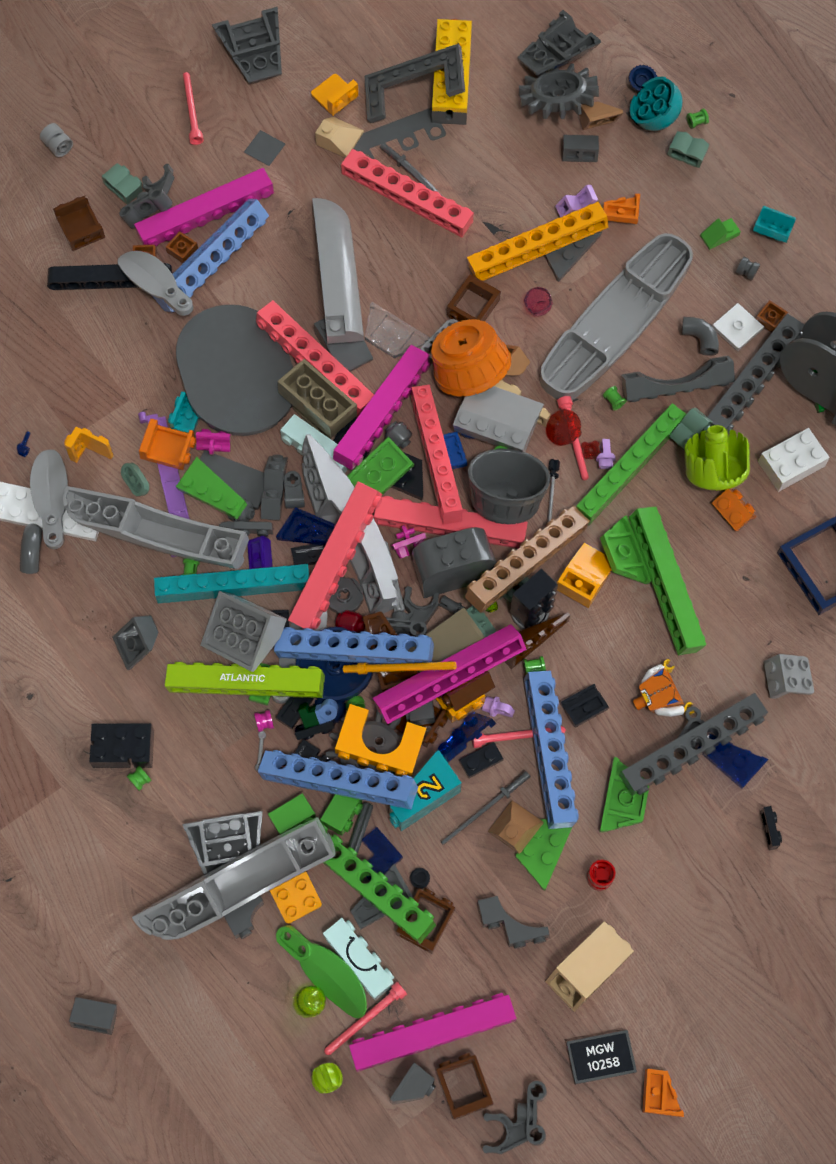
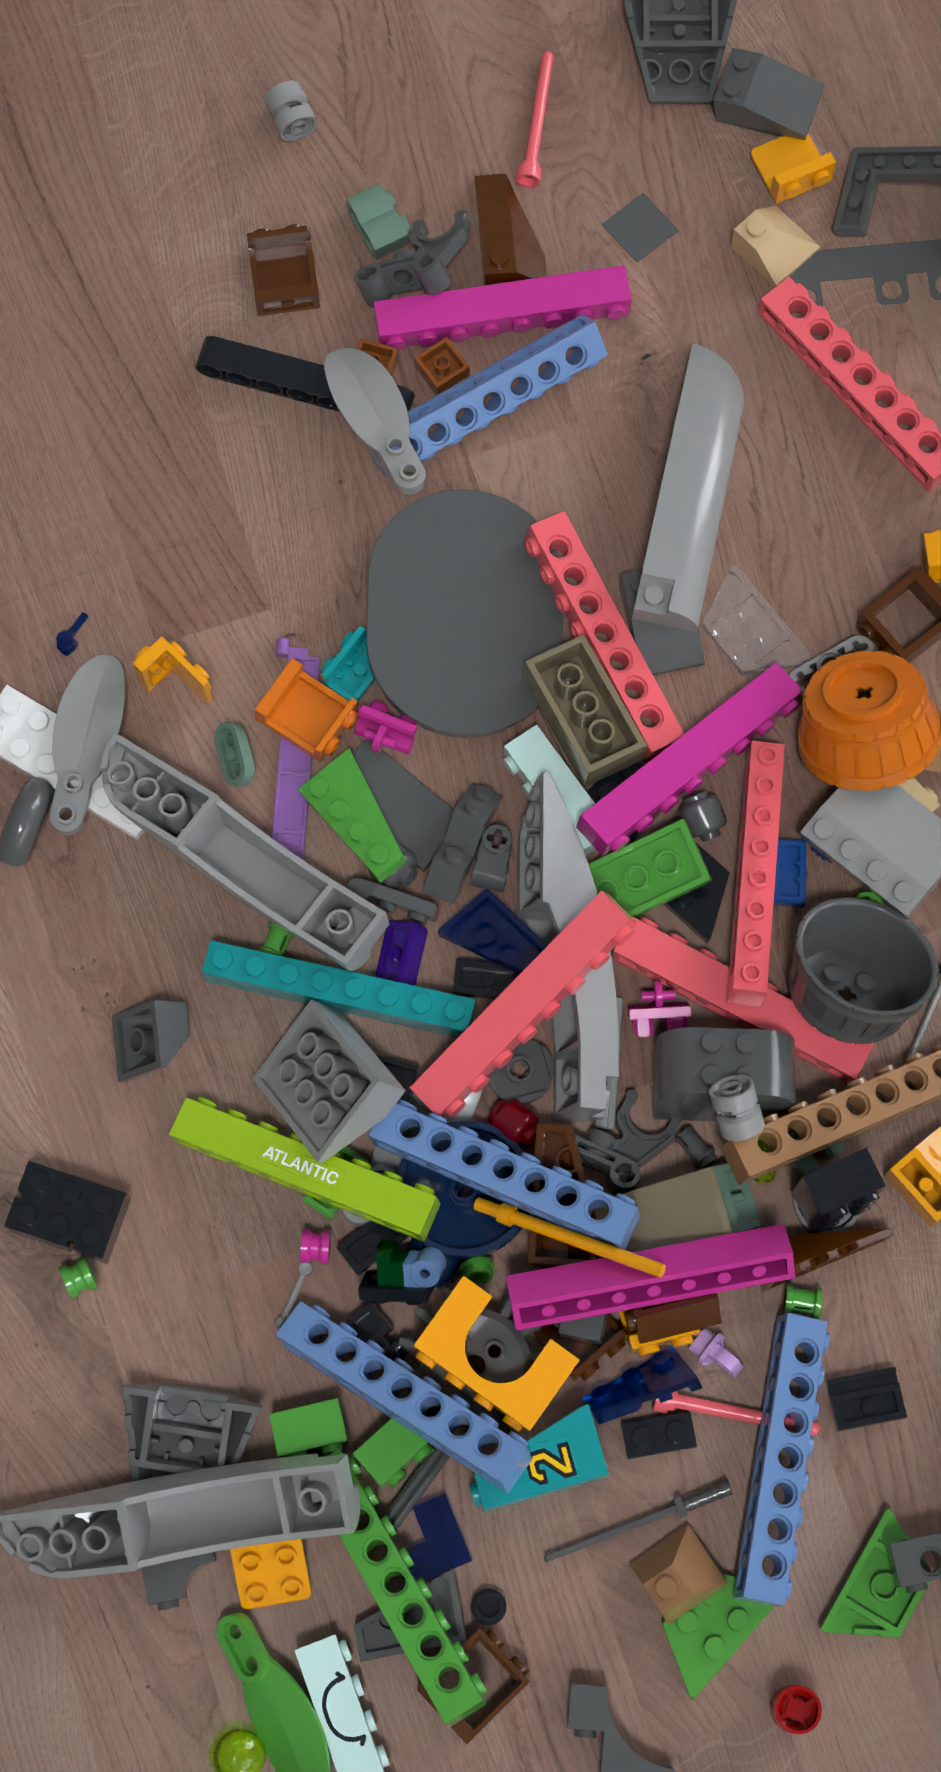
camera: 20 degrees right, 5 degrees up
(193, 171) = (506, 238): none -> reddish brown wedge
(309, 62) = (766, 95): none -> dark grey slope
(401, 161) = (868, 322): dark grey sword -> none
(466, 569) = (736, 1108): none -> light grey wheel

